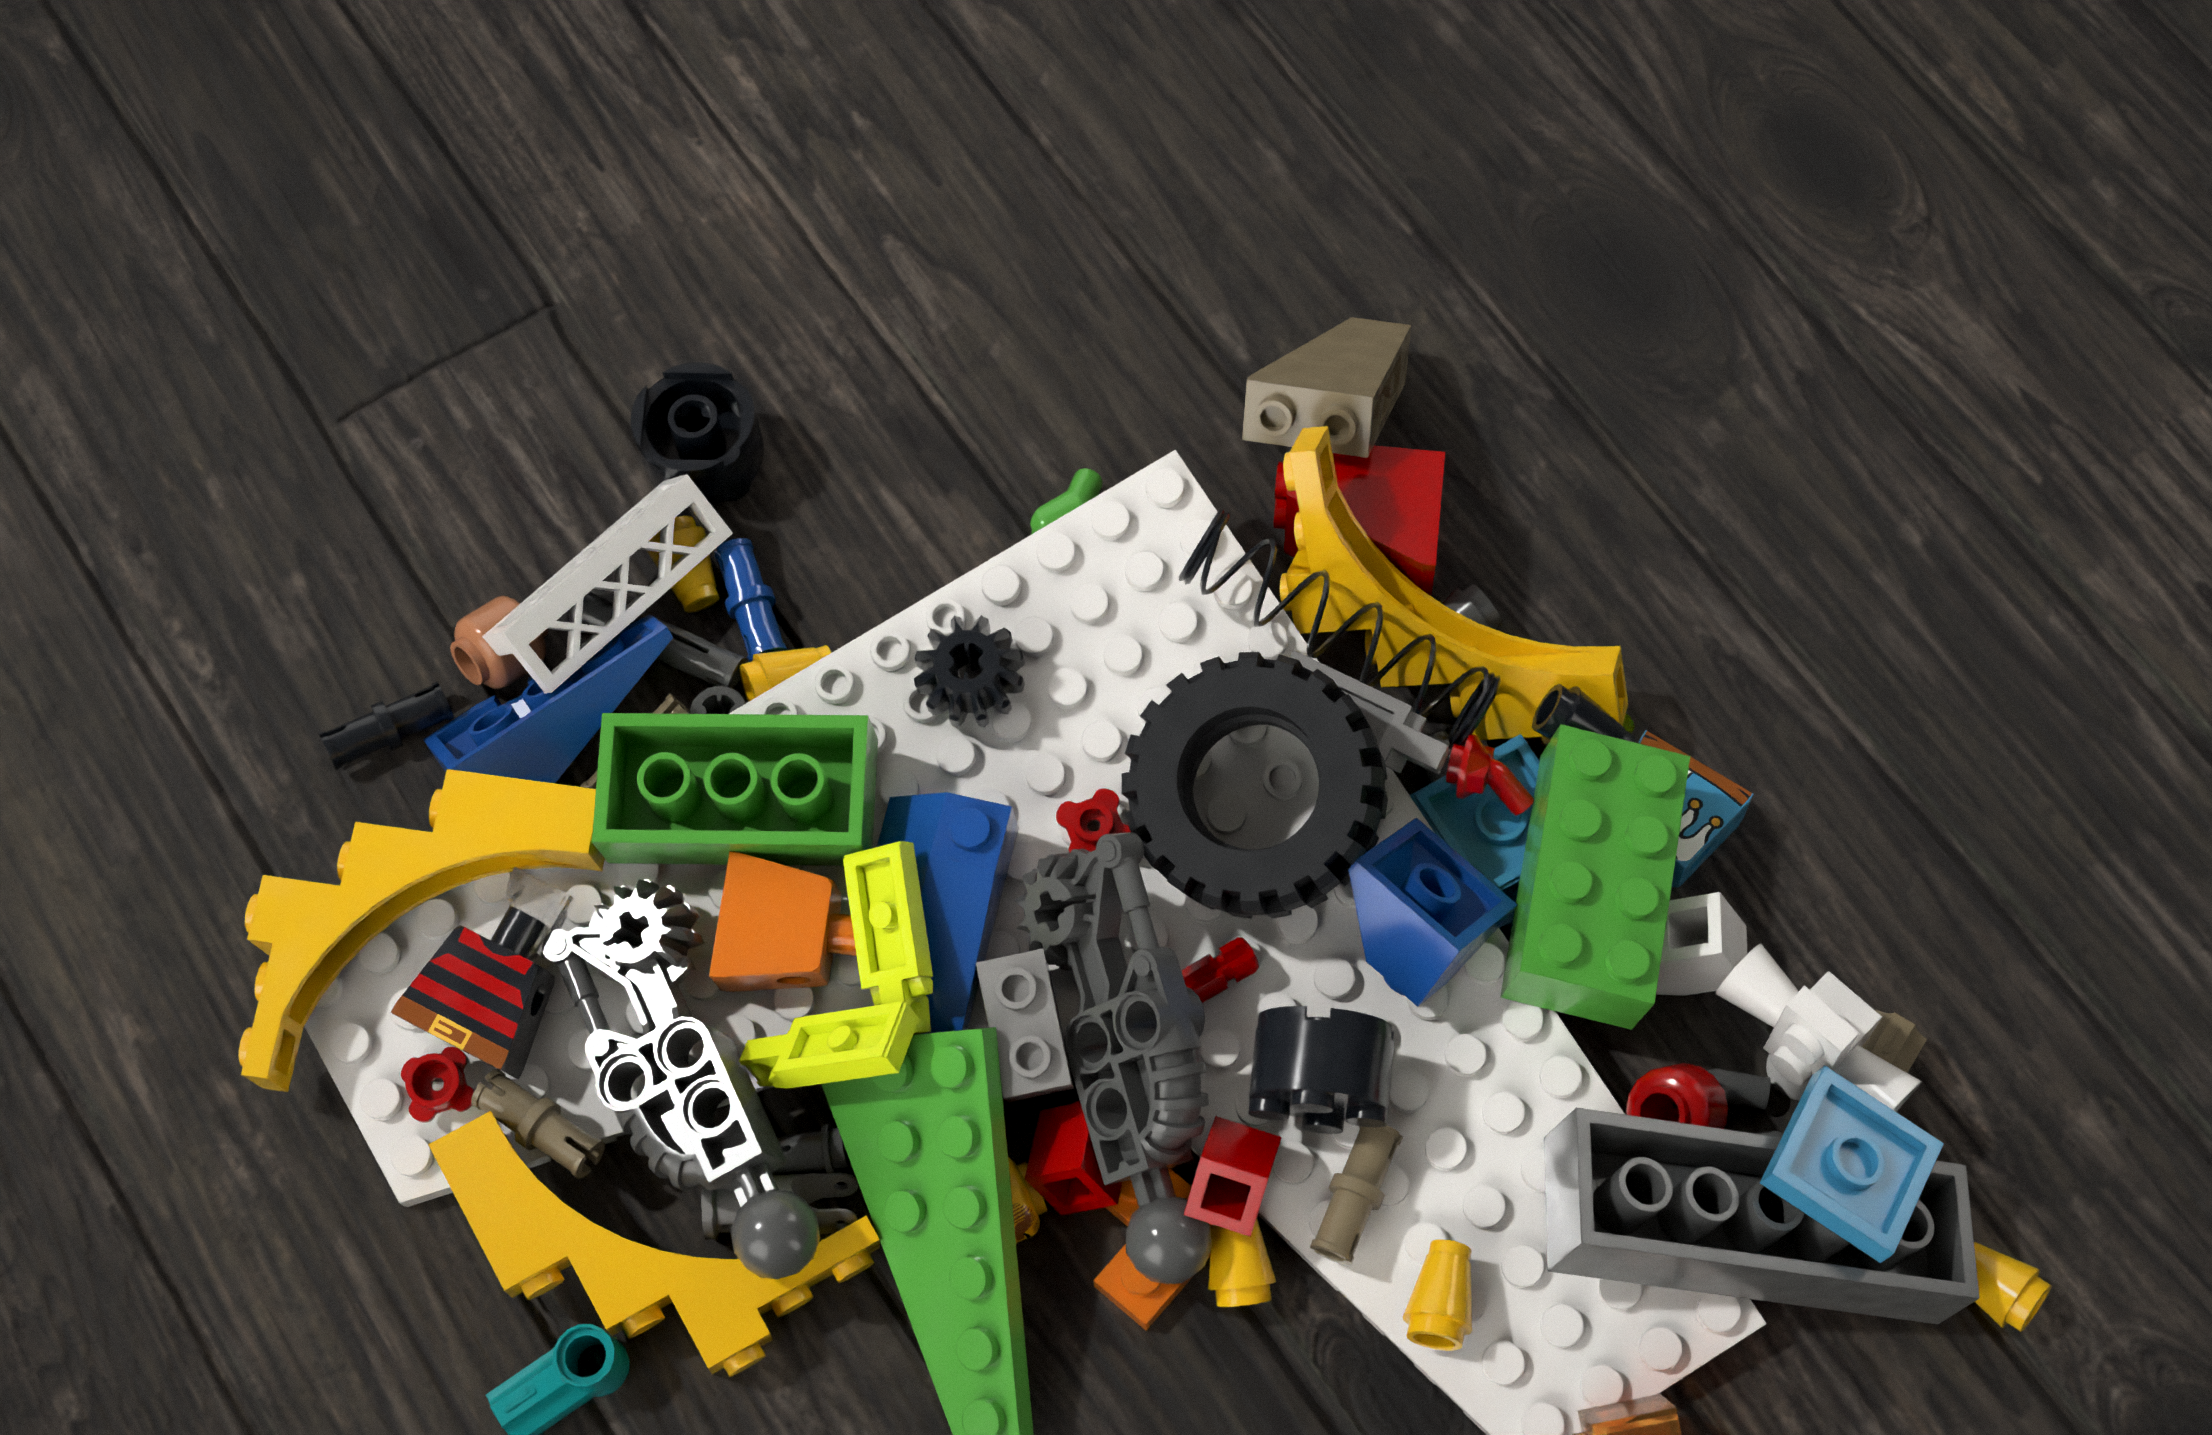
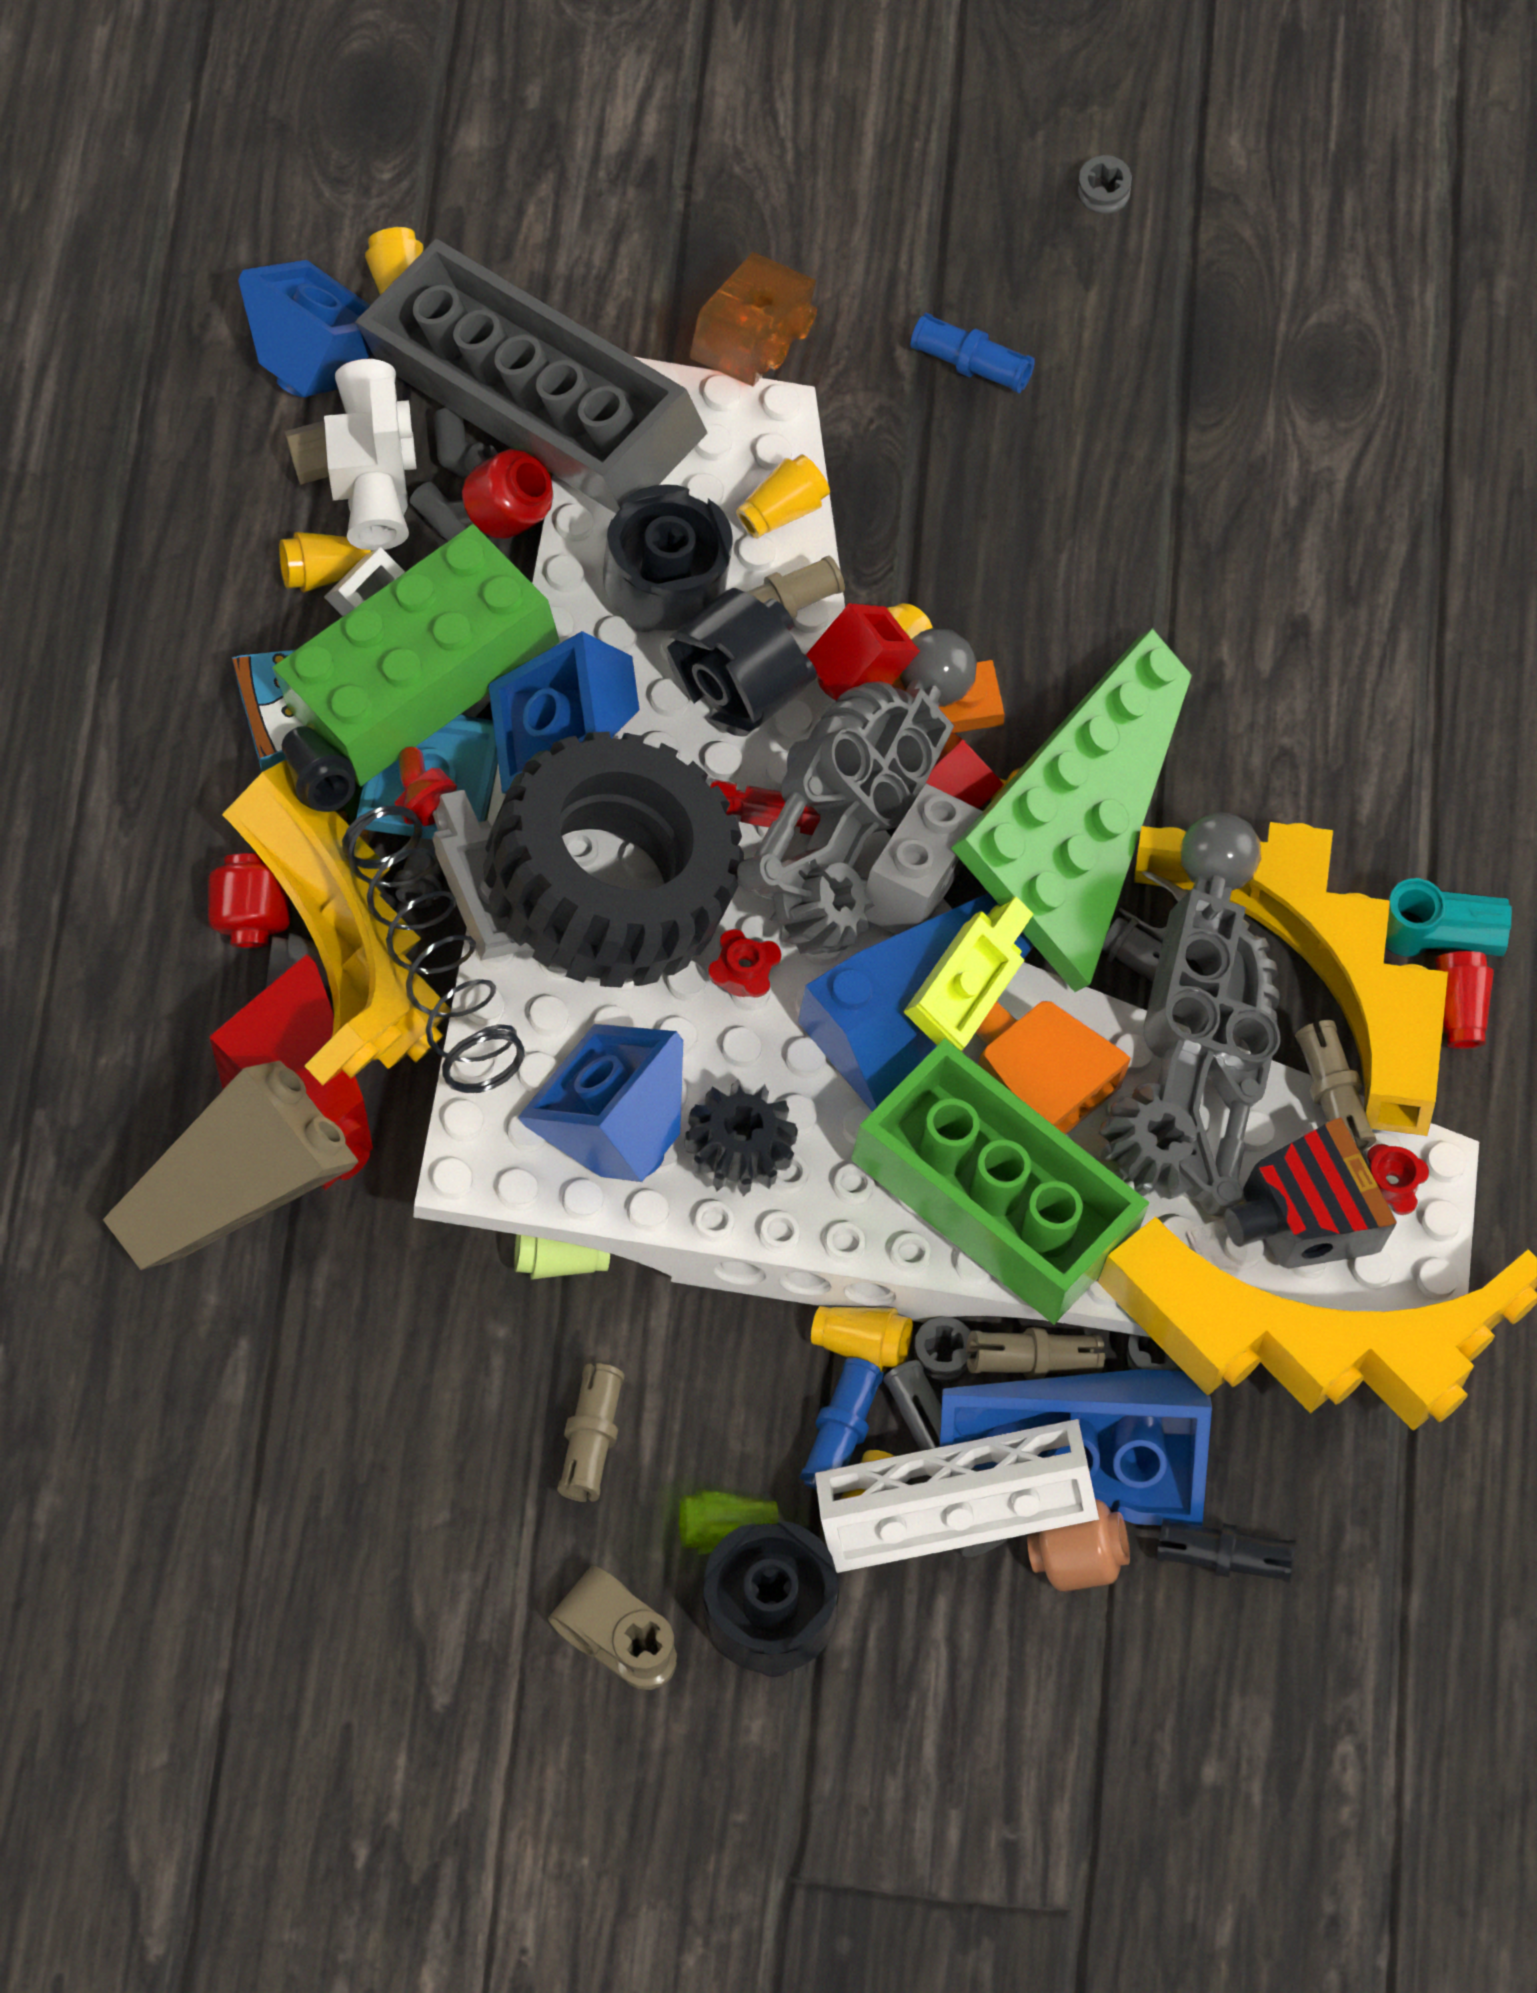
camera: 145 degrees left, 0 degrees up
(498, 1325) = (1466, 998): none -> red cone
(781, 475) = (714, 1514): none -> clear neon green cone
(800, 349) = (609, 1621): none -> dark tan piece
(833, 1047) = (1078, 930): neon yellow hinge -> none
(932, 464) = (591, 1432): none -> dark tan pin
(1083, 487) = (517, 1297): bright green arm -> none
(1091, 611) = (614, 1101): none -> blue slope
(1460, 1086) = (666, 557): none -> black brick
(1550, 619) = (247, 901): none -> red head
(1794, 944) = (316, 559): none -> yellow cone
(1852, 1164) = (445, 339): dark azure plate -> none
(2025, 1160) = (302, 324): none -> blue slope

